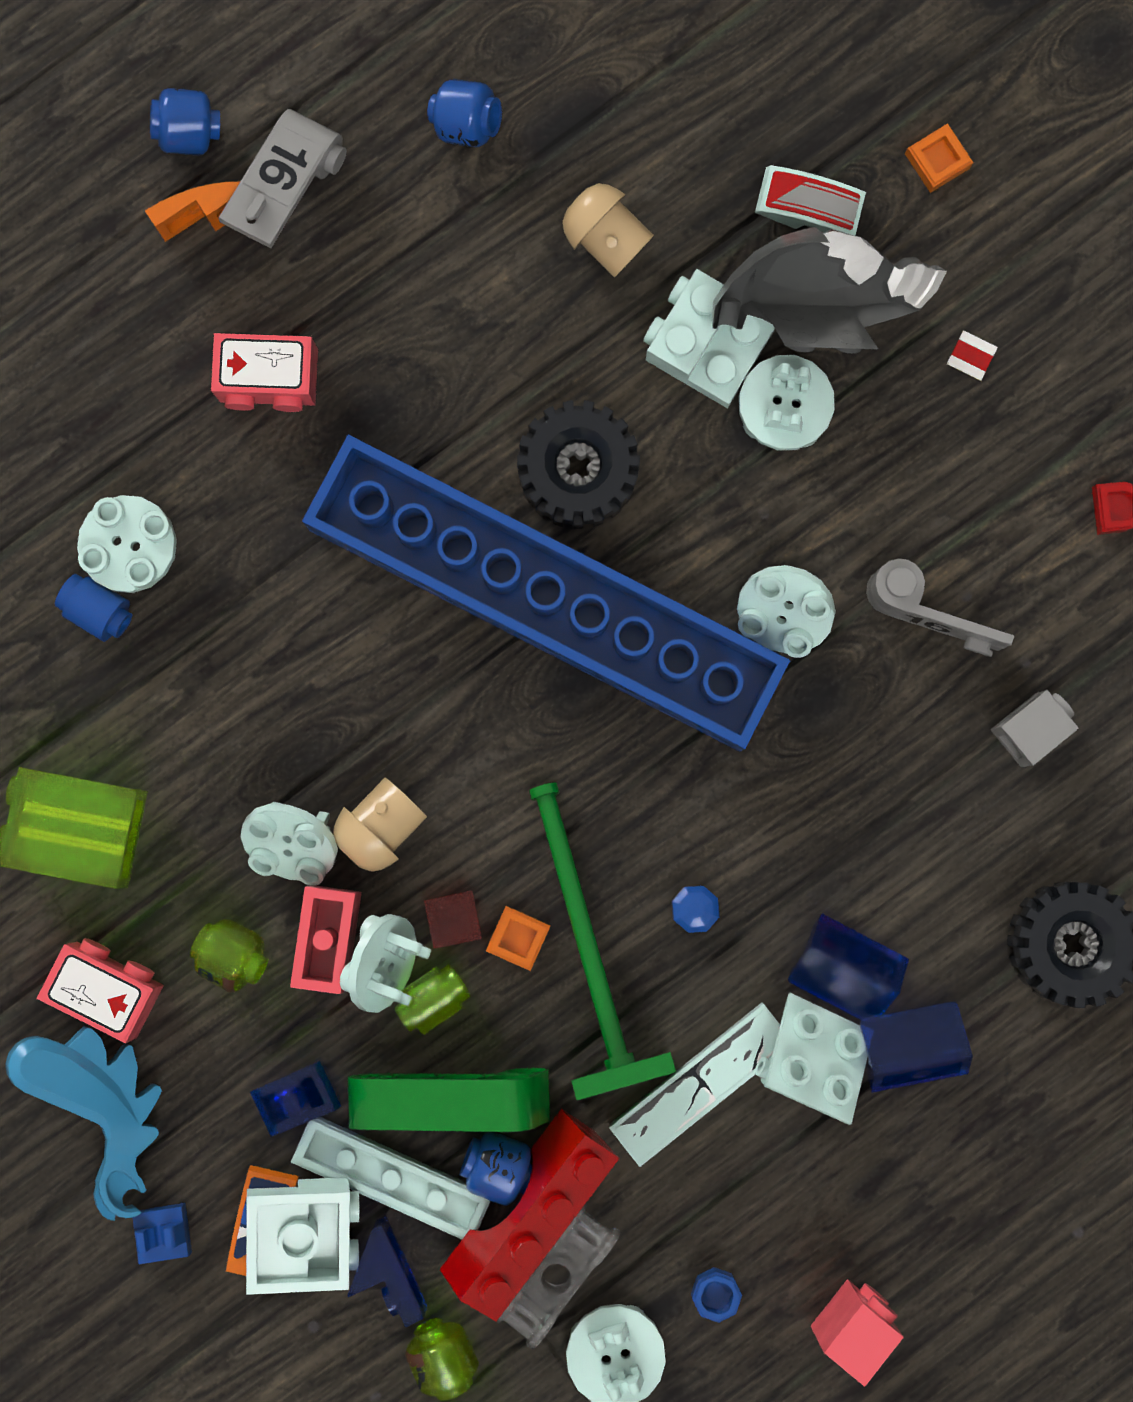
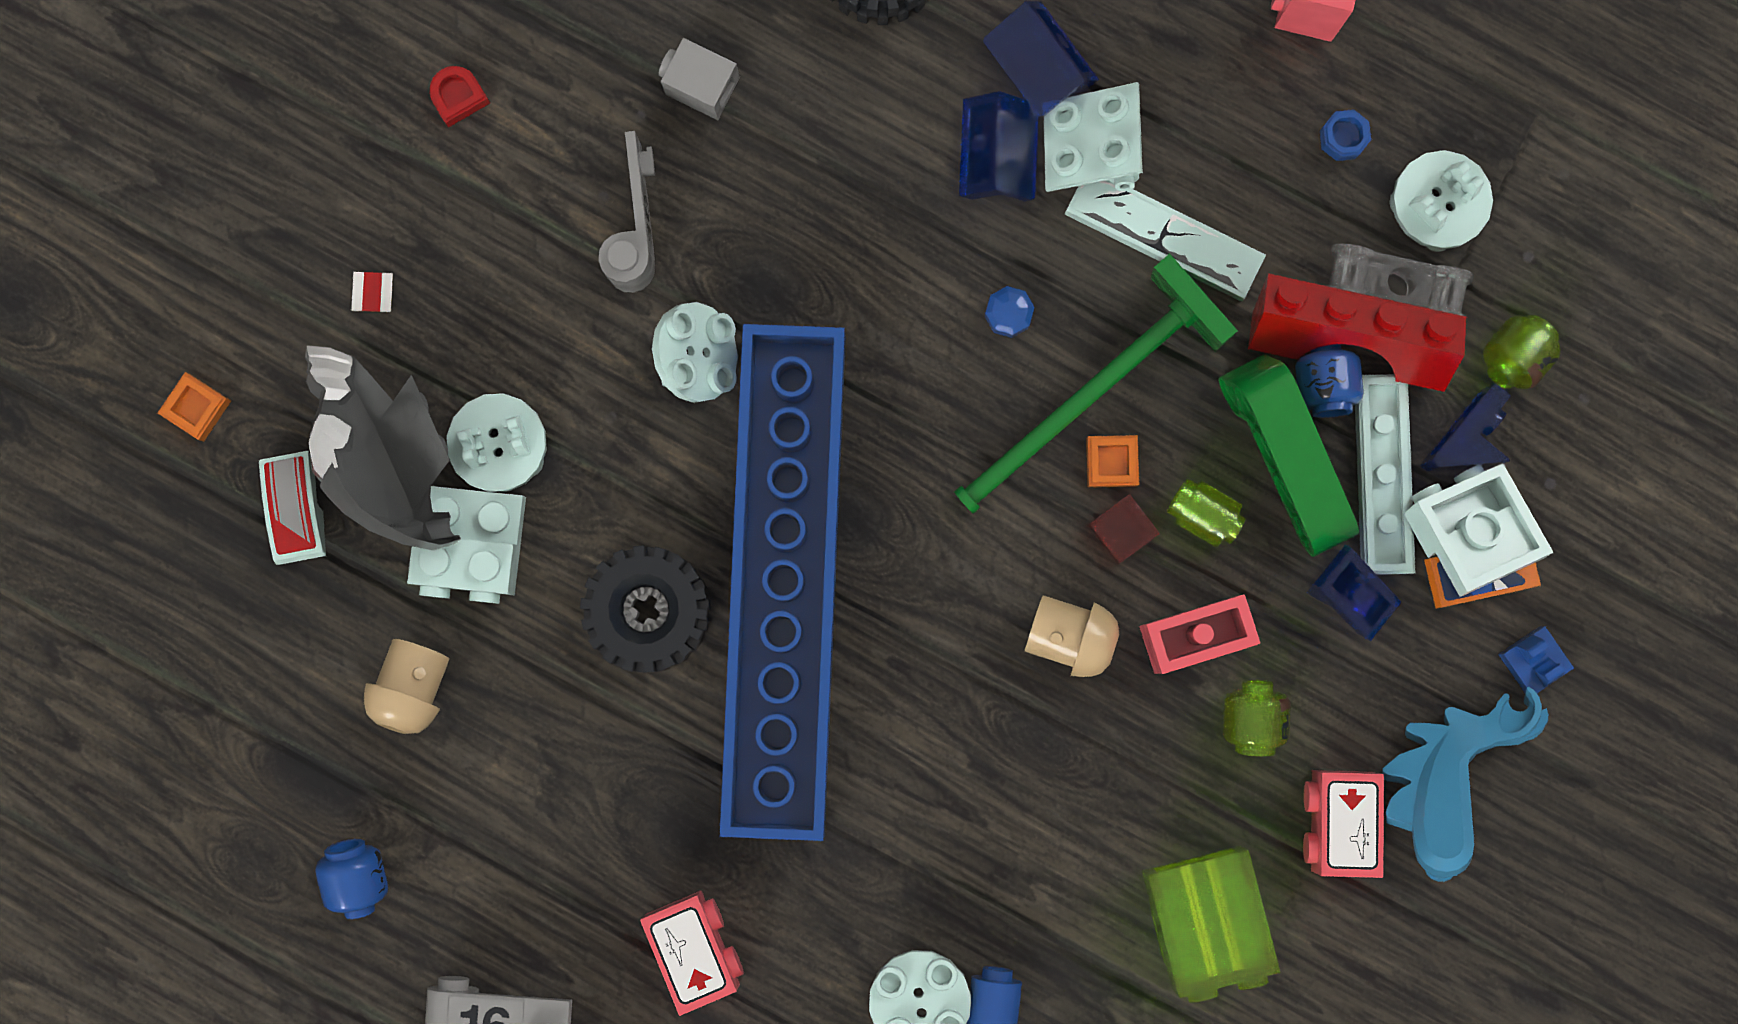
camera: 110 degrees left, 0 degrees up
(289, 843) = (1127, 711): light aqua plate -> none
(382, 963) = (1196, 571): light aqua plate -> none

